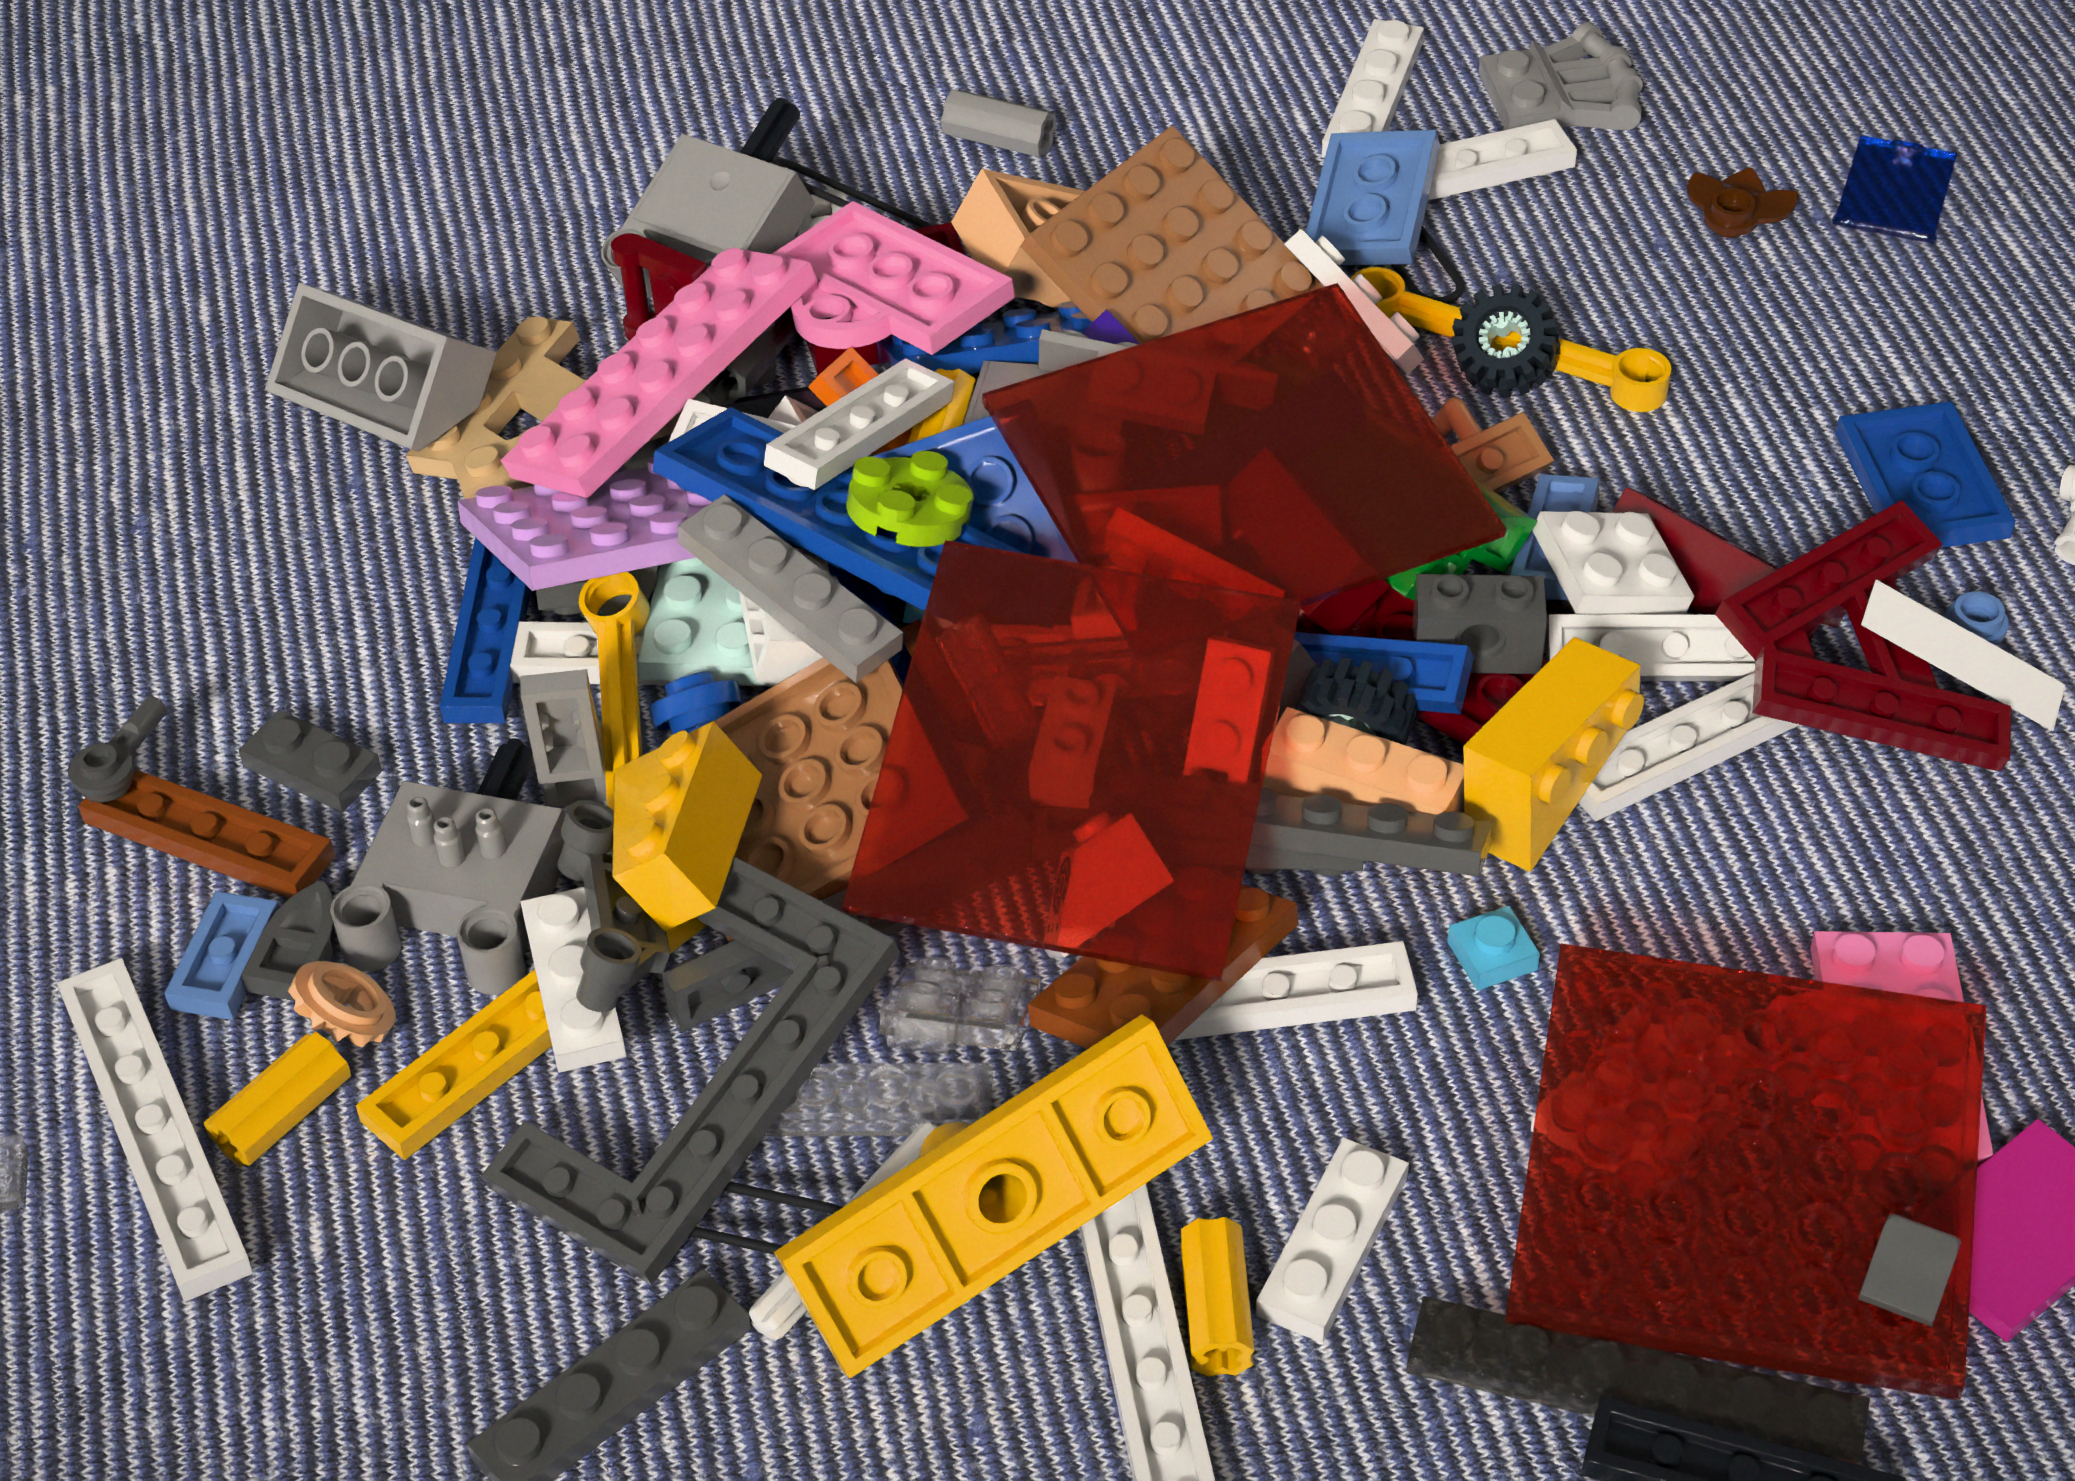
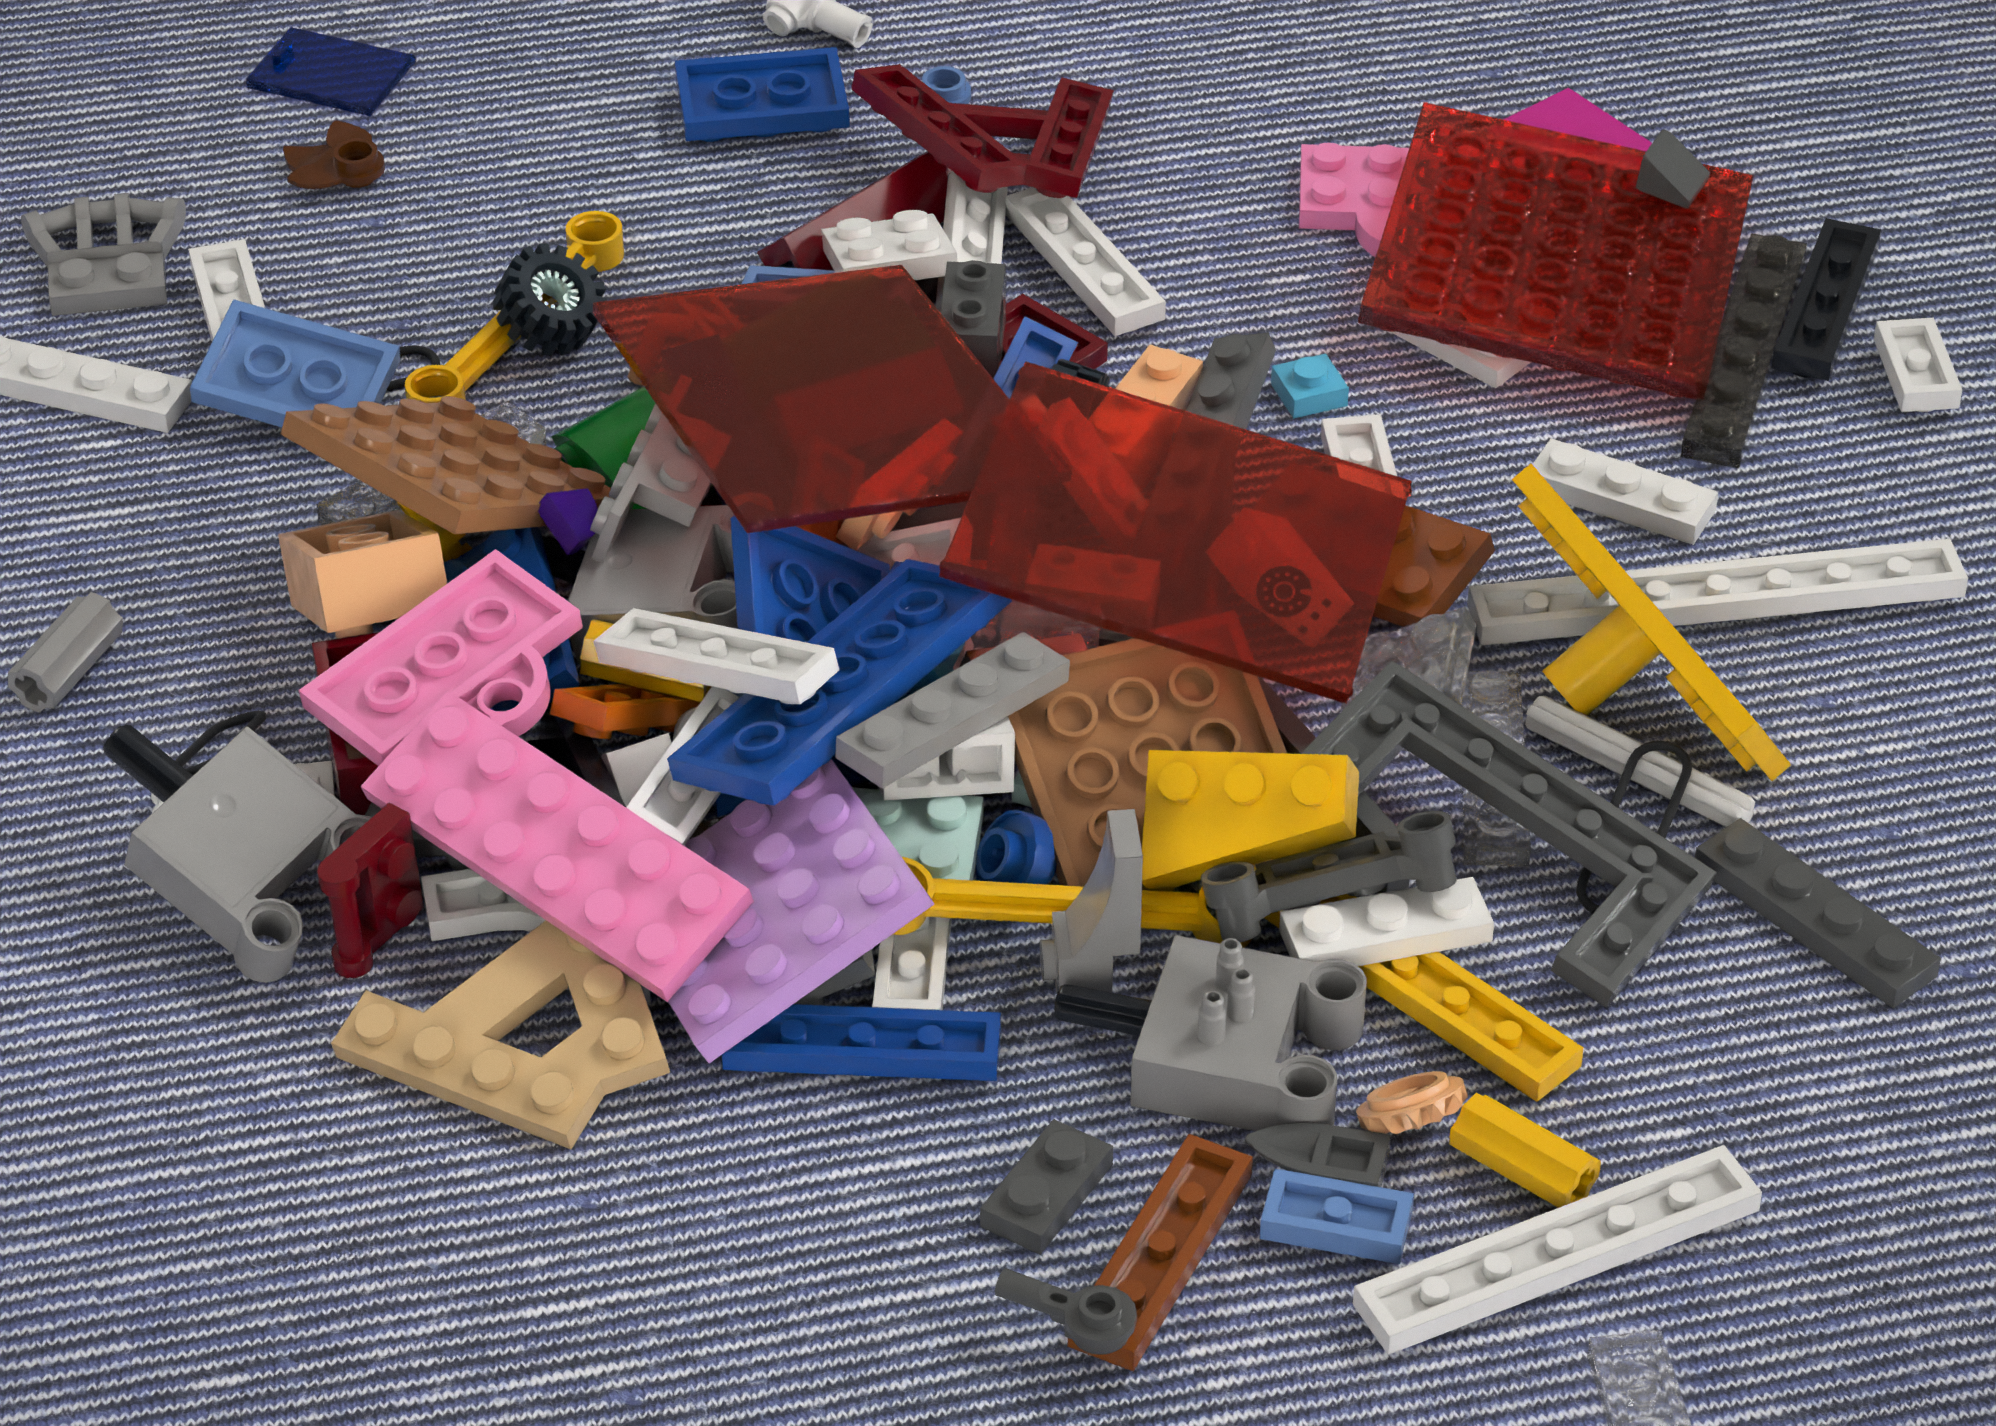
camera: 90 degrees left, 5 degrees down
(376, 369) = (440, 1144): light grey slope -> none
(910, 498) = (848, 613): lime plate -> none
(1216, 1297) = (1692, 541): yellow axle -> none
(1393, 334) = (485, 383): plate -> none
(1548, 747) = (1126, 288): yellow wedge -> none
(1963, 654) = (1005, 88): white sticker -> none

